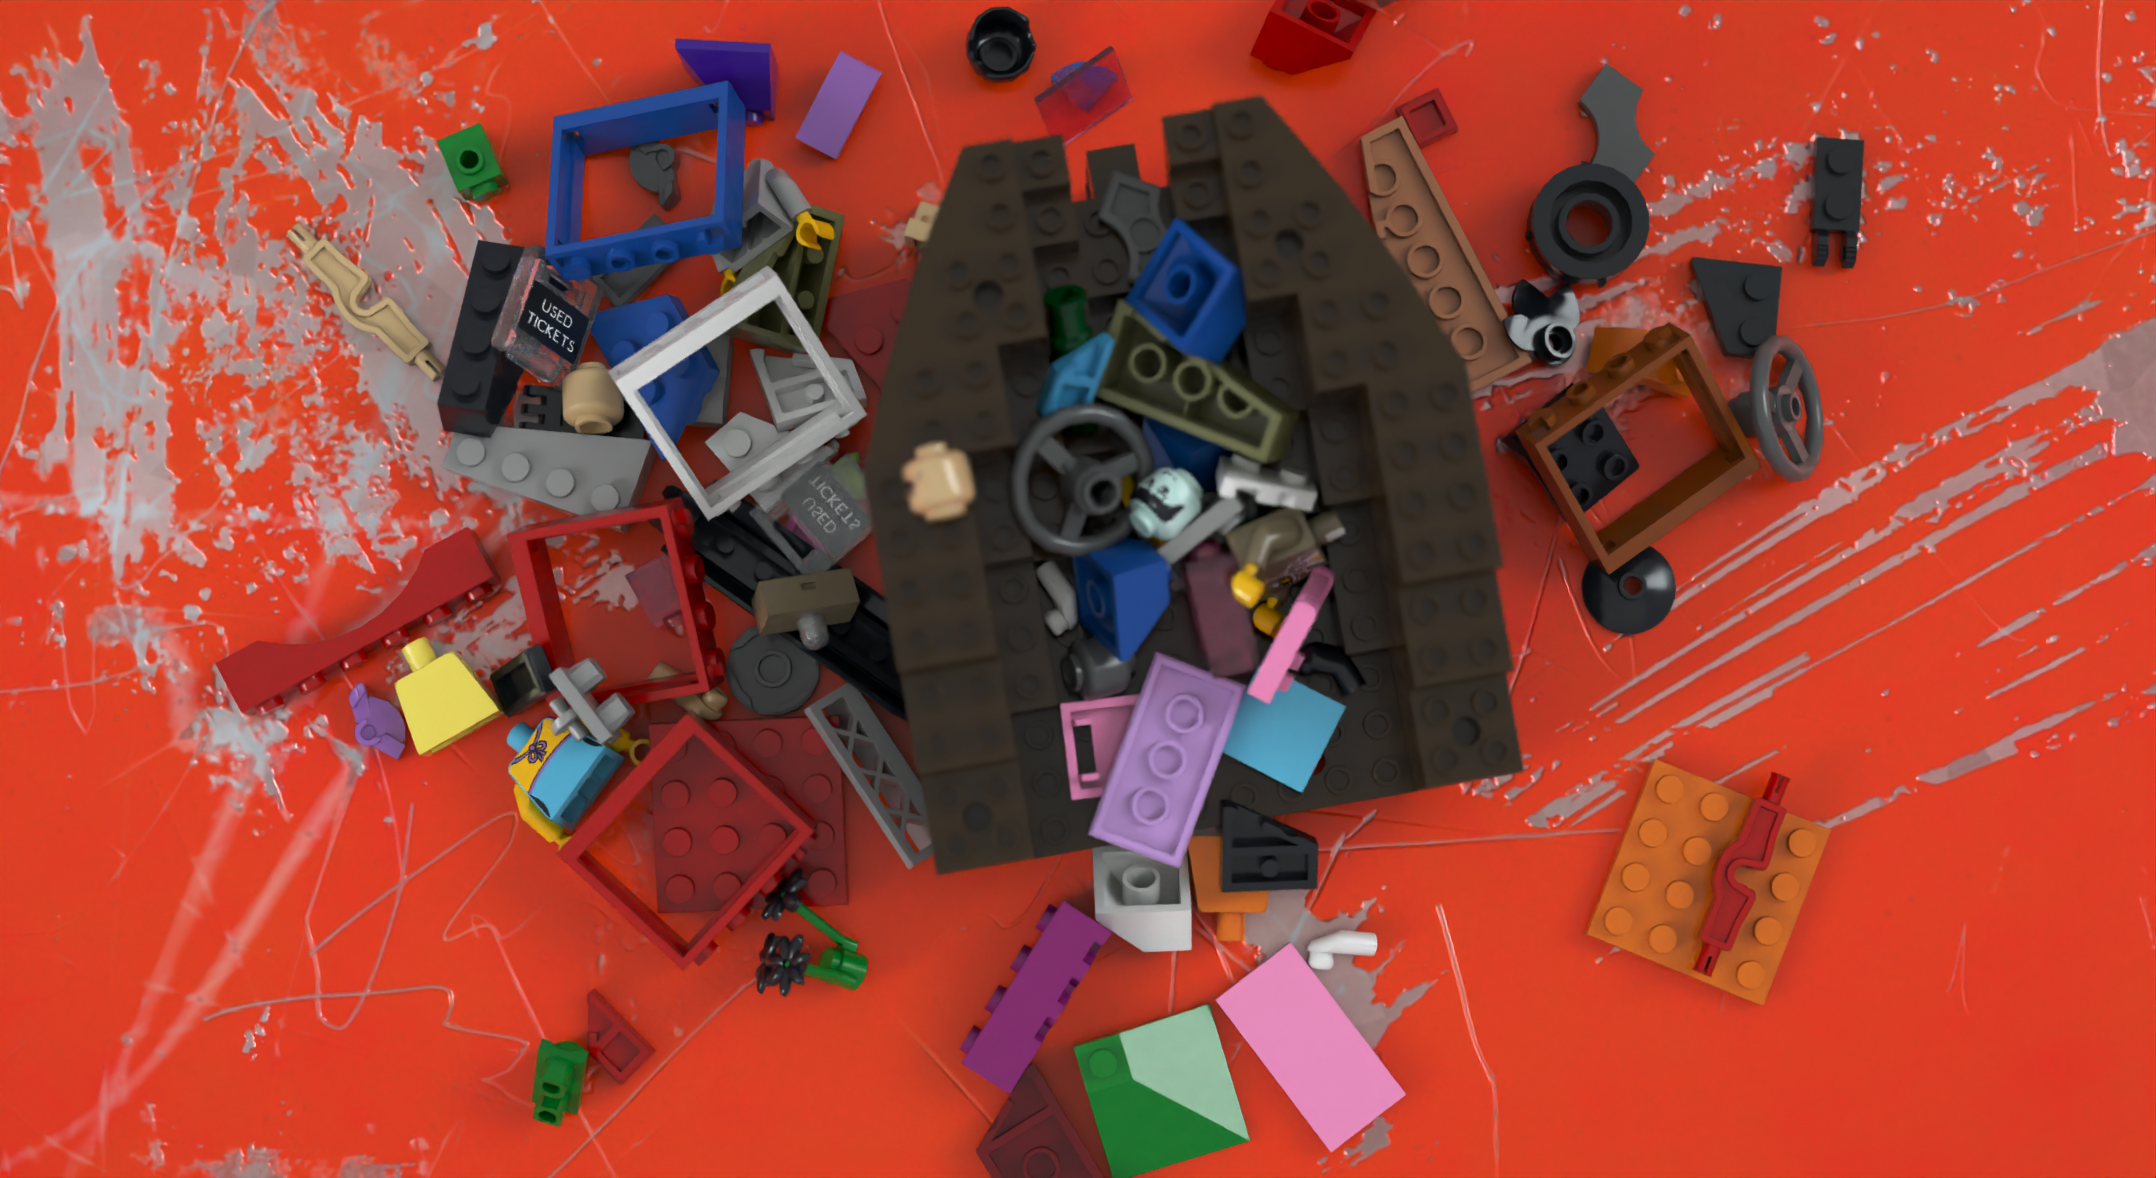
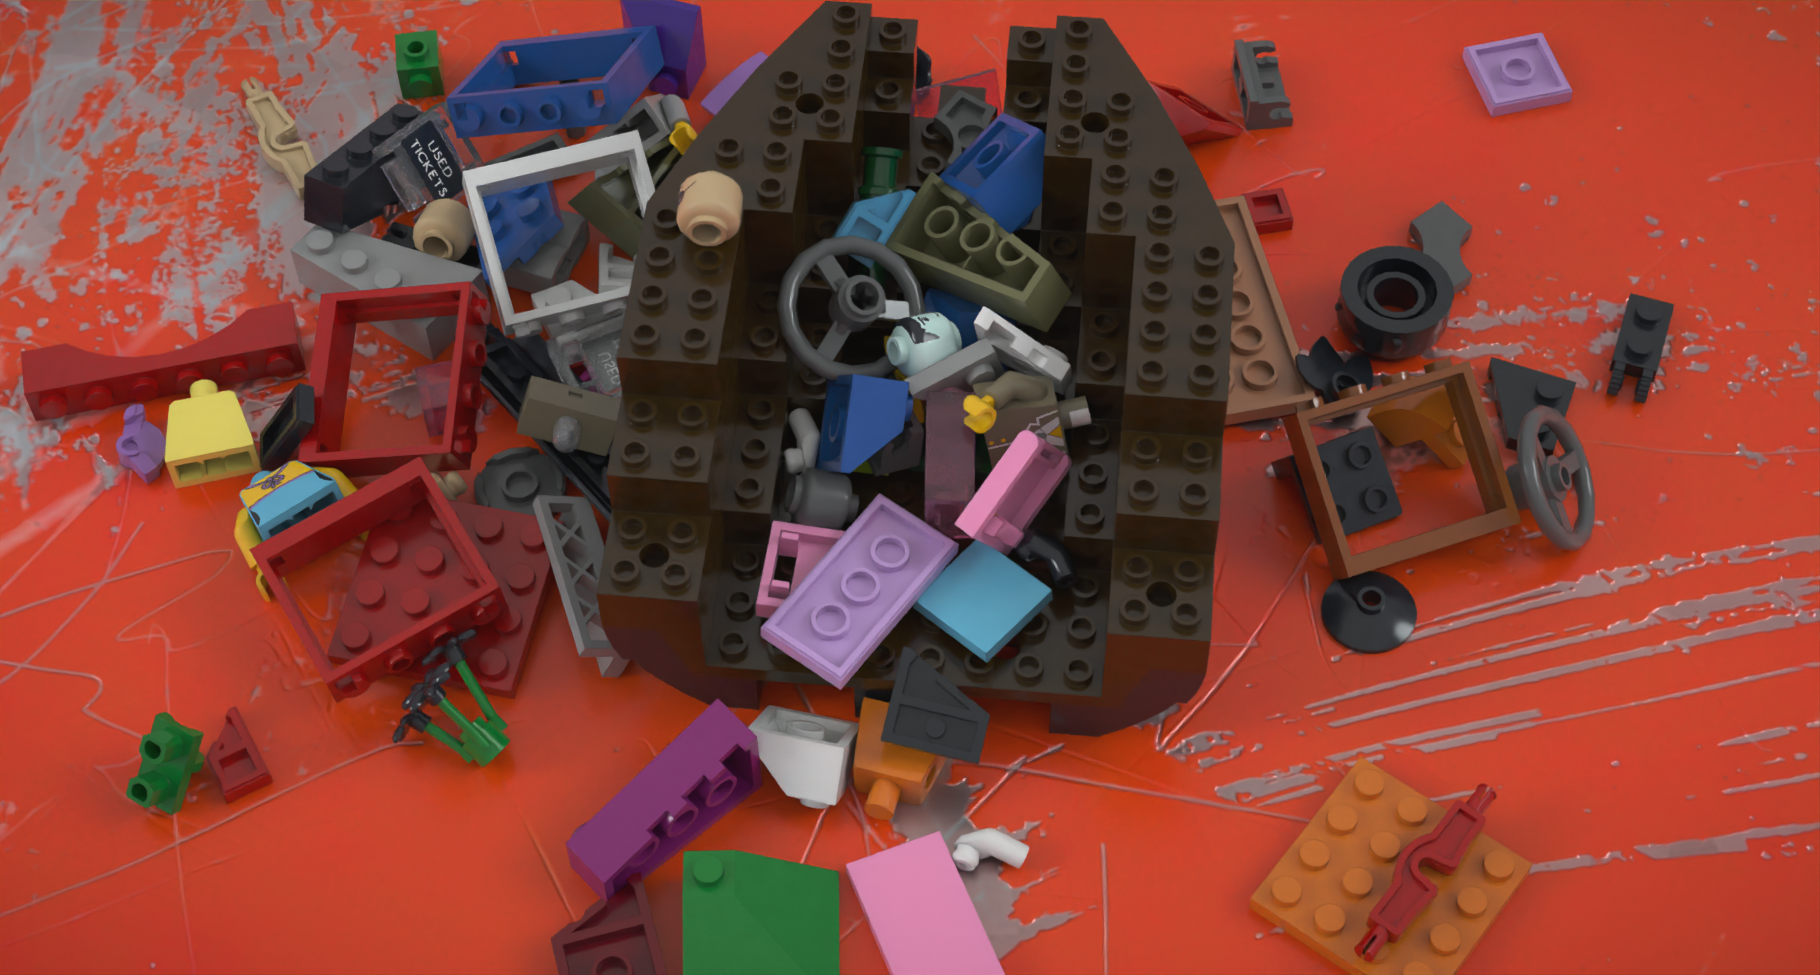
camera: 20 degrees right, 30 degrees down
(602, 719) = (344, 454): light grey hips -> none

